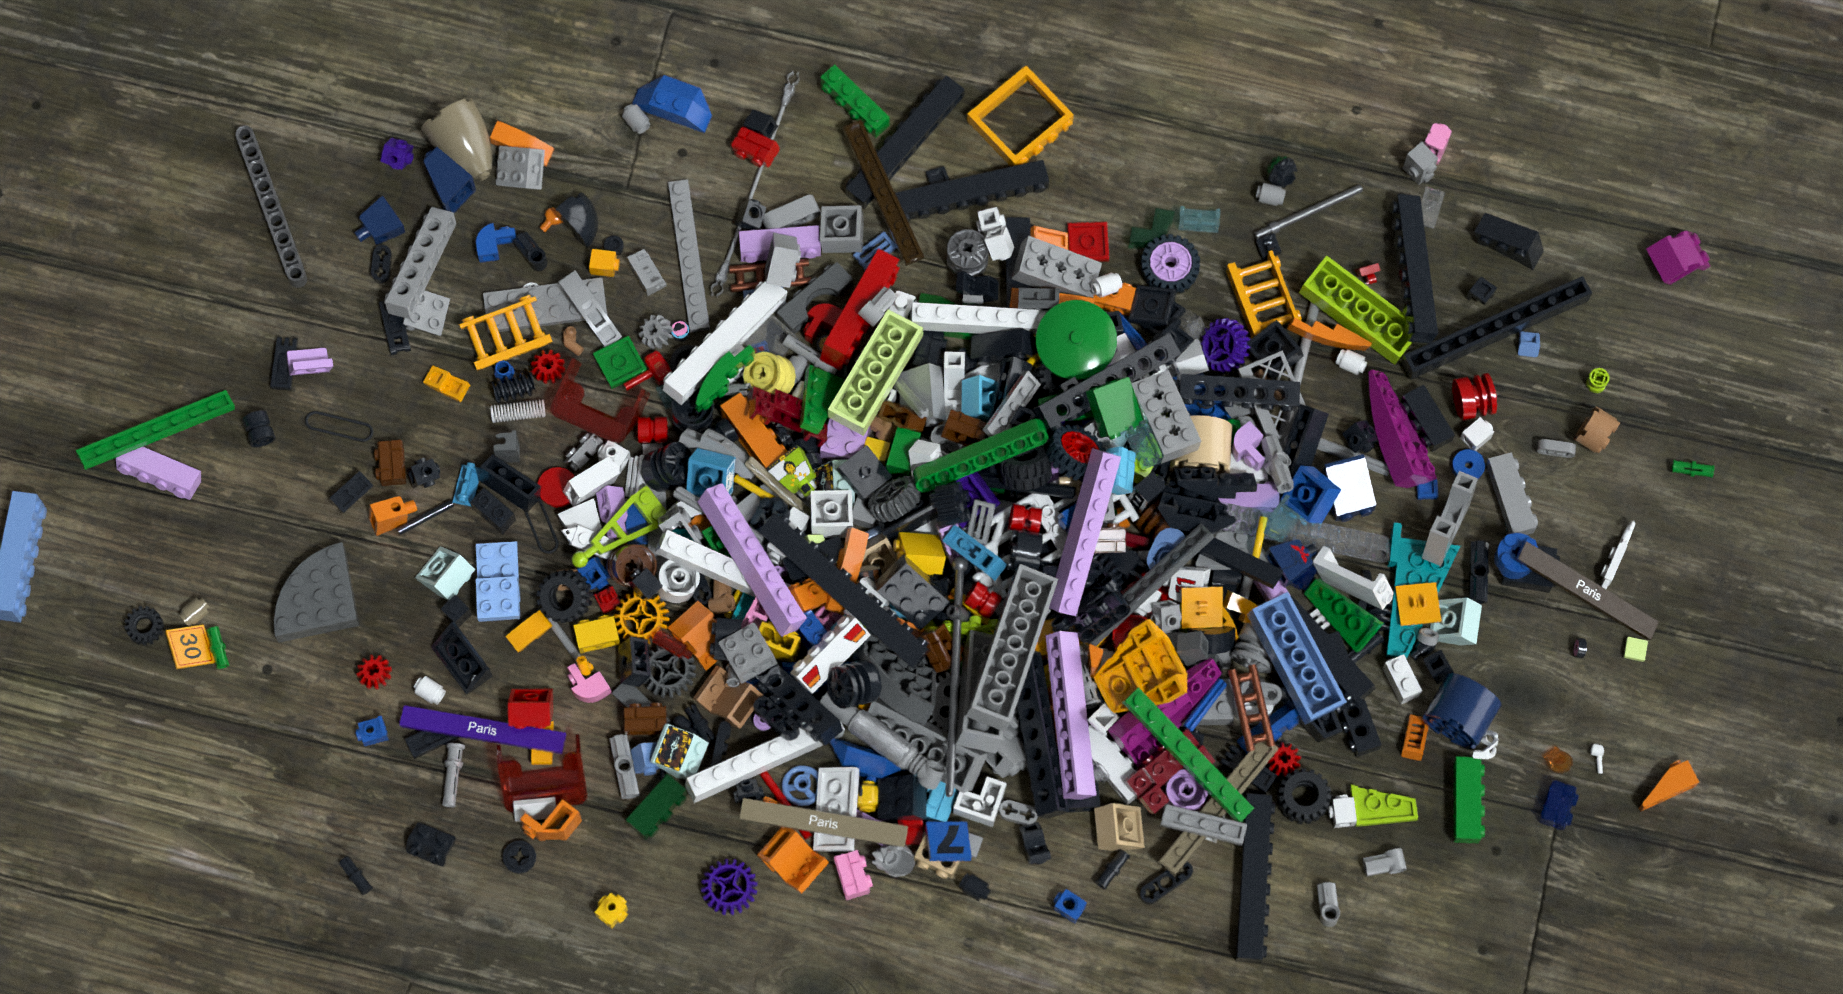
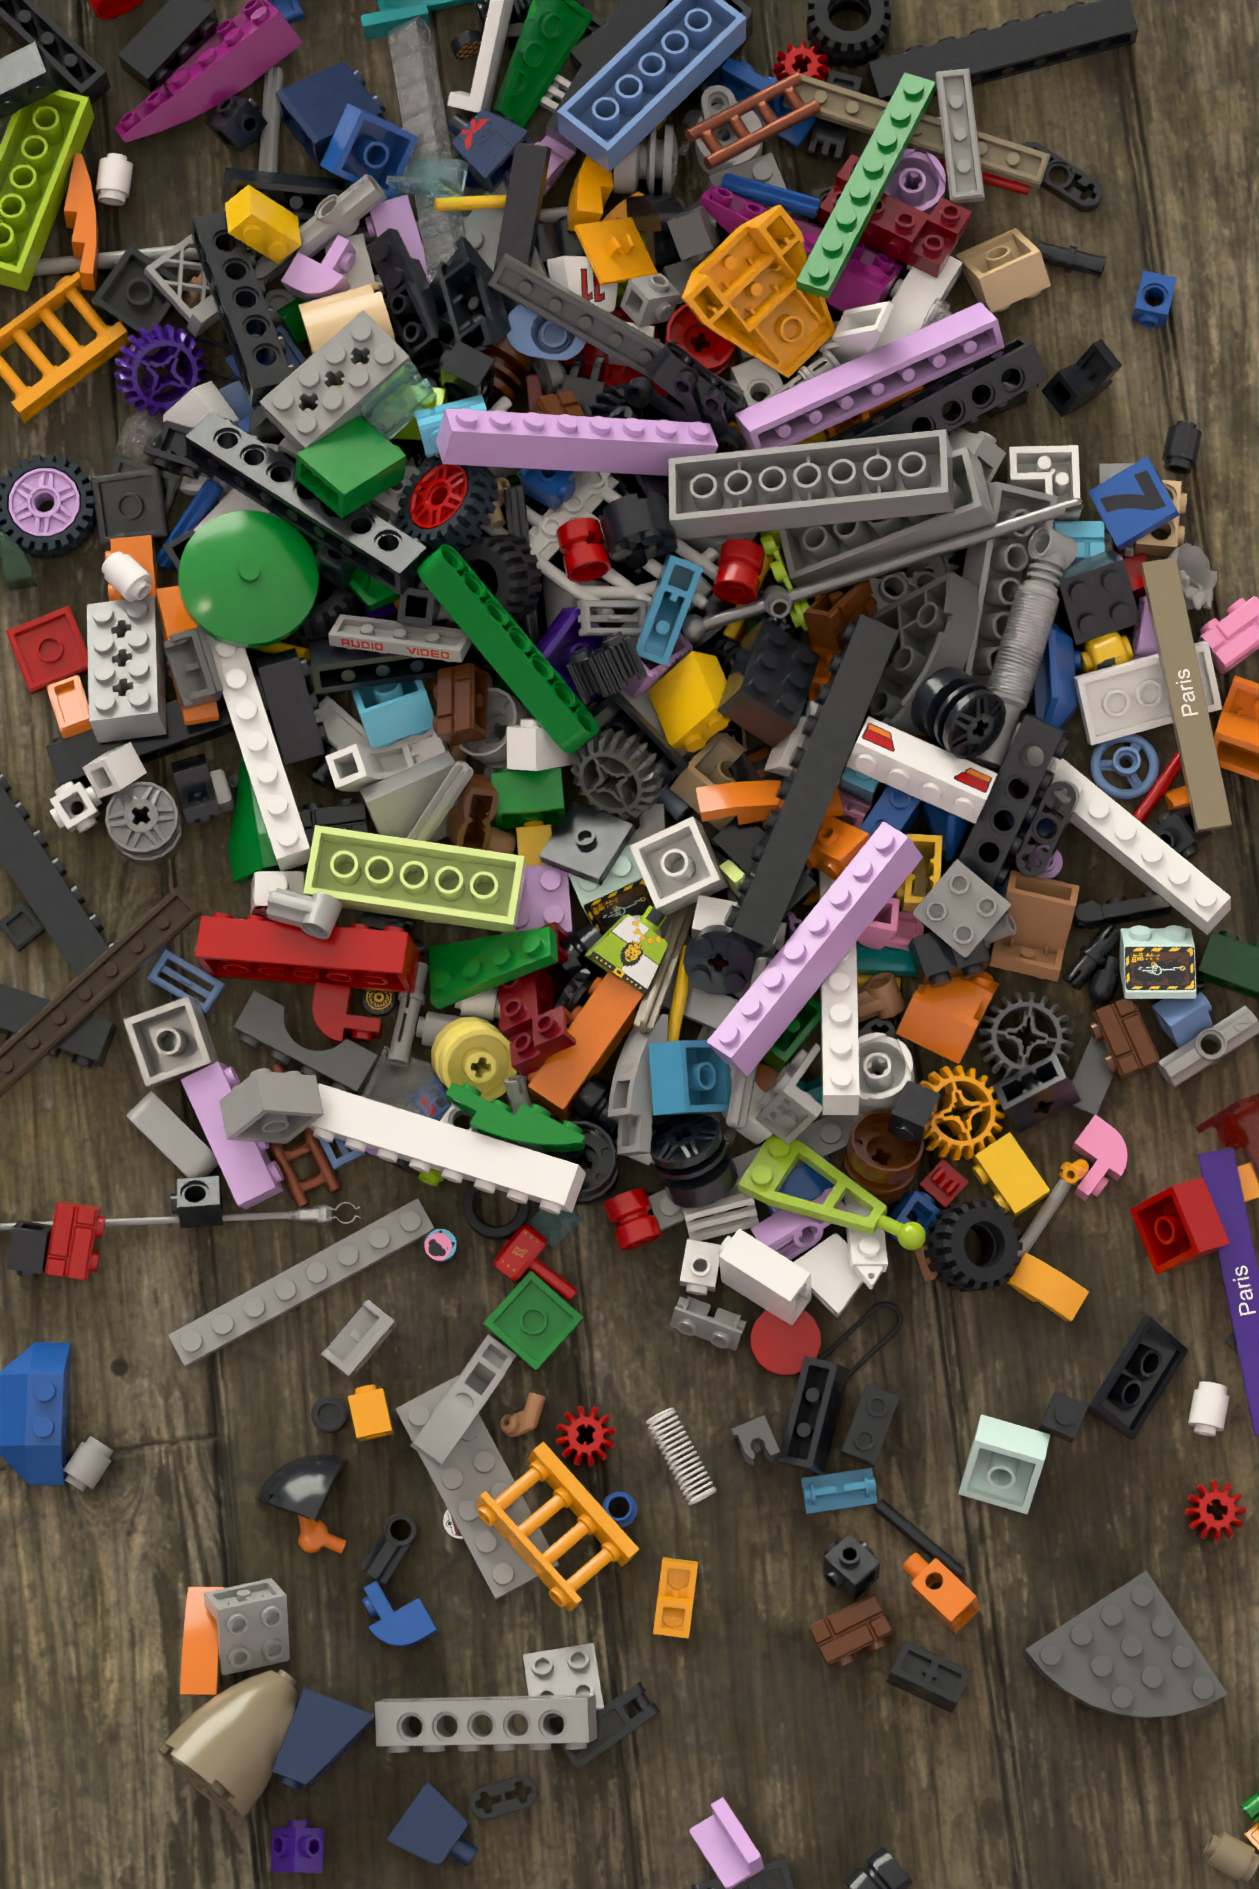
camera: 105 degrees left, 5 degrees up
(338, 434) = (801, 1754): black piece -> none
(497, 581) = (990, 1366): light blue piece -> none
(515, 386) = (642, 1477): black piece -> none
(569, 408) = (653, 1319): clear red windscreen -> none
(653, 338) = (452, 1271): light grey gear -> none
(672, 645) = (990, 1039): clear red cylinder -> none
(1019, 808) = (1046, 423): light grey beam -> none
(1094, 658) = (768, 376): orange slope -> none
(1283, 419) = (263, 224): none -> yellow brick

